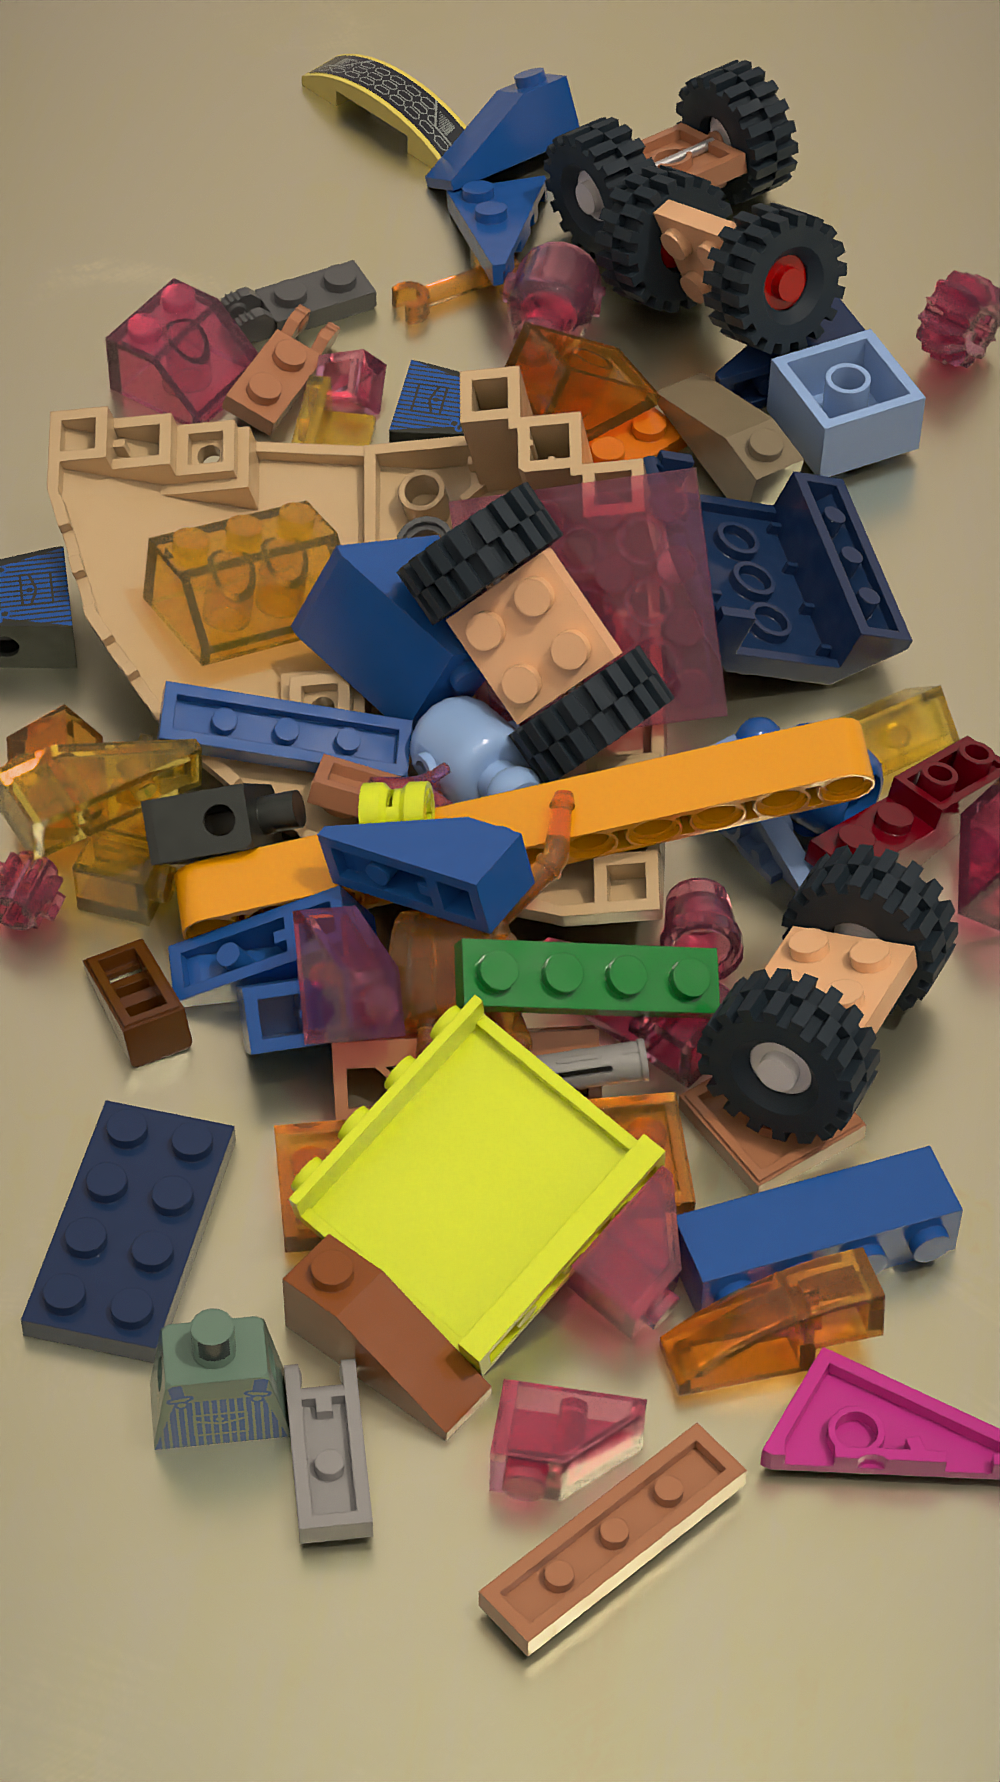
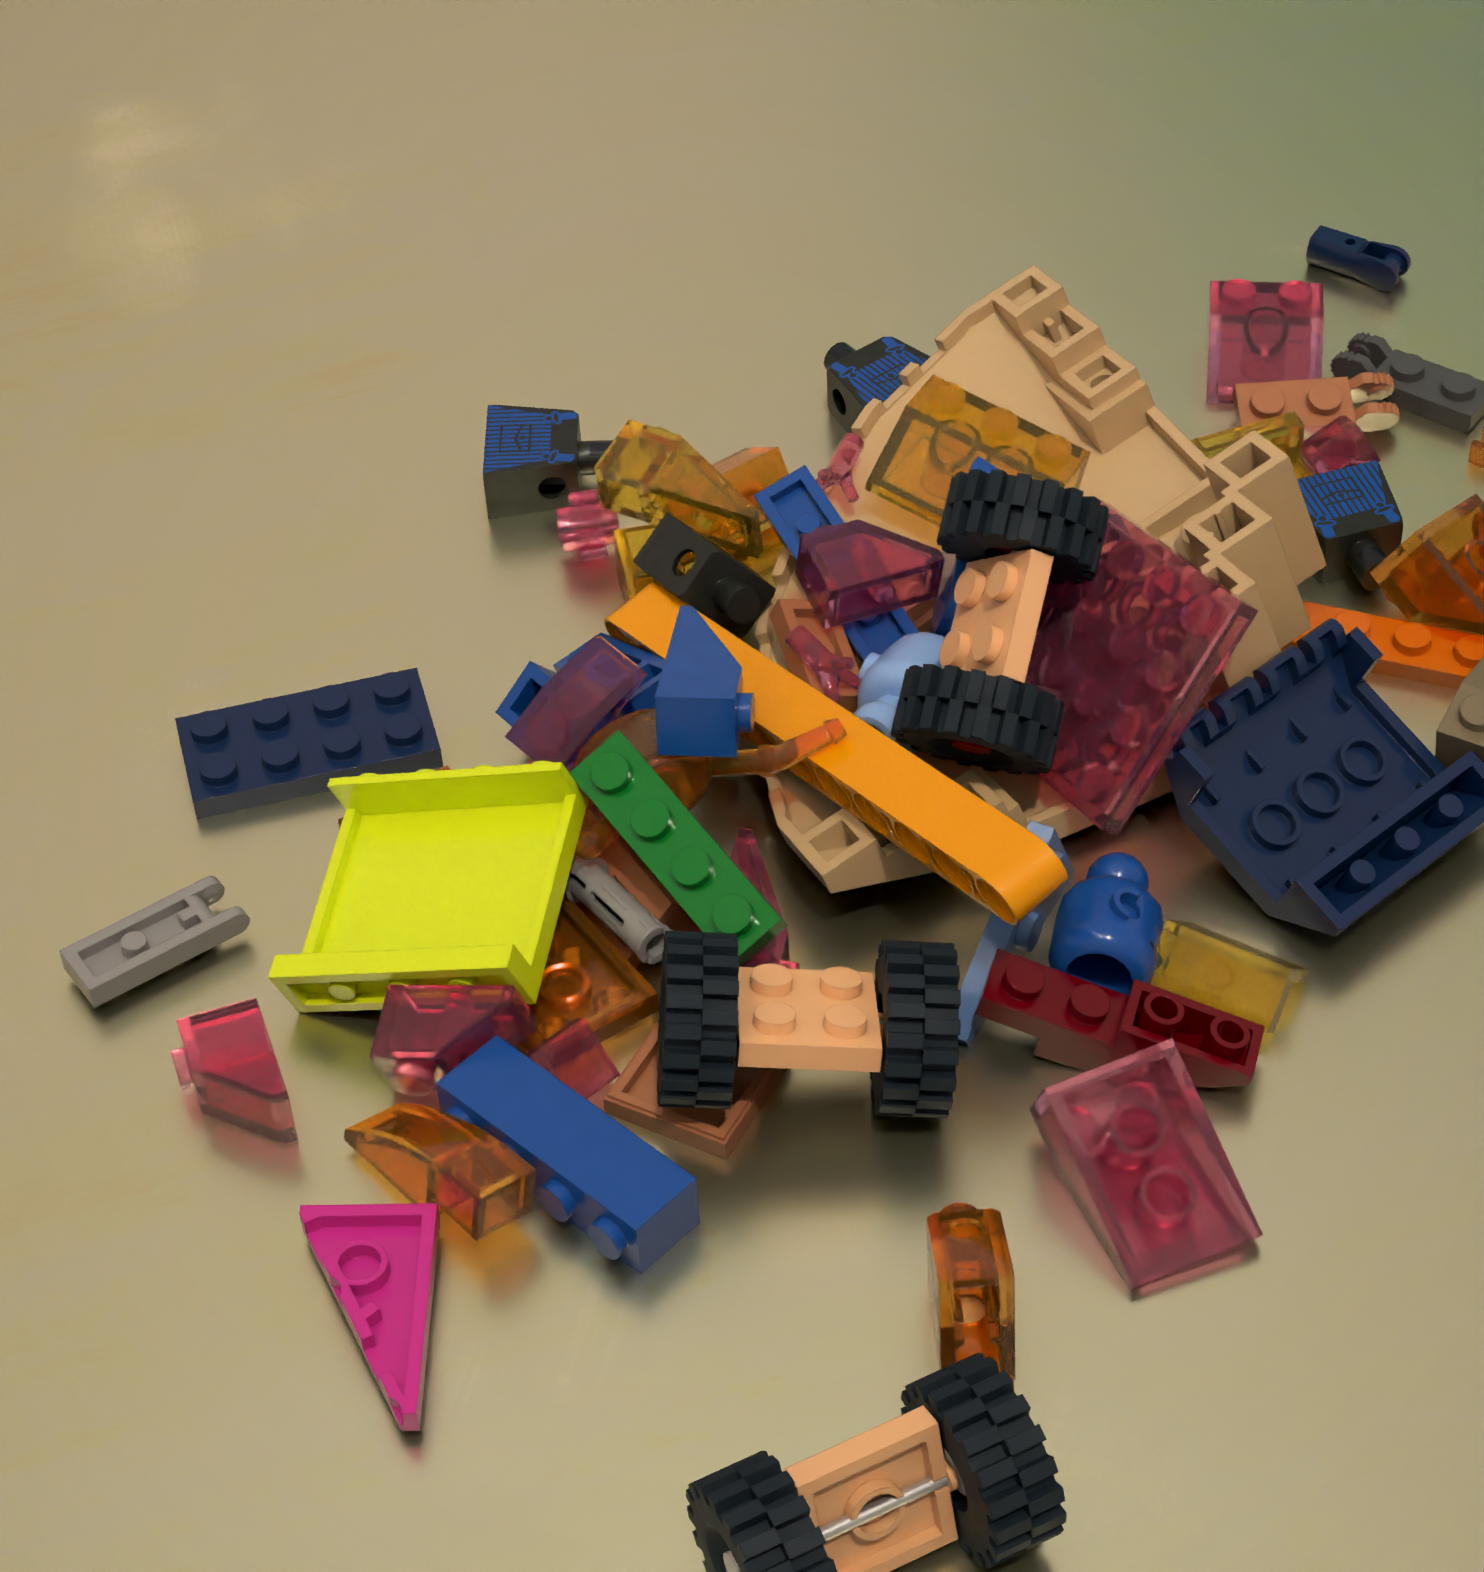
camera: 65 degrees right, 5 degrees down
(115, 253) = (1357, 258): none -> dark blue bar
(140, 1006) = (532, 637): reddish brown slope -> none
(159, 665) = (841, 466): none -> clear pink bar
(217, 1383) = (149, 818): sand green torso -> none
(334, 709) = (864, 571): none -> clear pink slope
(361, 1315) = (276, 912): dark orange slope -> none
(382, 804) = (751, 642): neon yellow wheel -> none
(611, 1539) = (166, 1150): nougat plate -> none
(702, 917) = (852, 929): clear pink piece -> none
(712, 1177) = (576, 1058): none -> clear pink tile

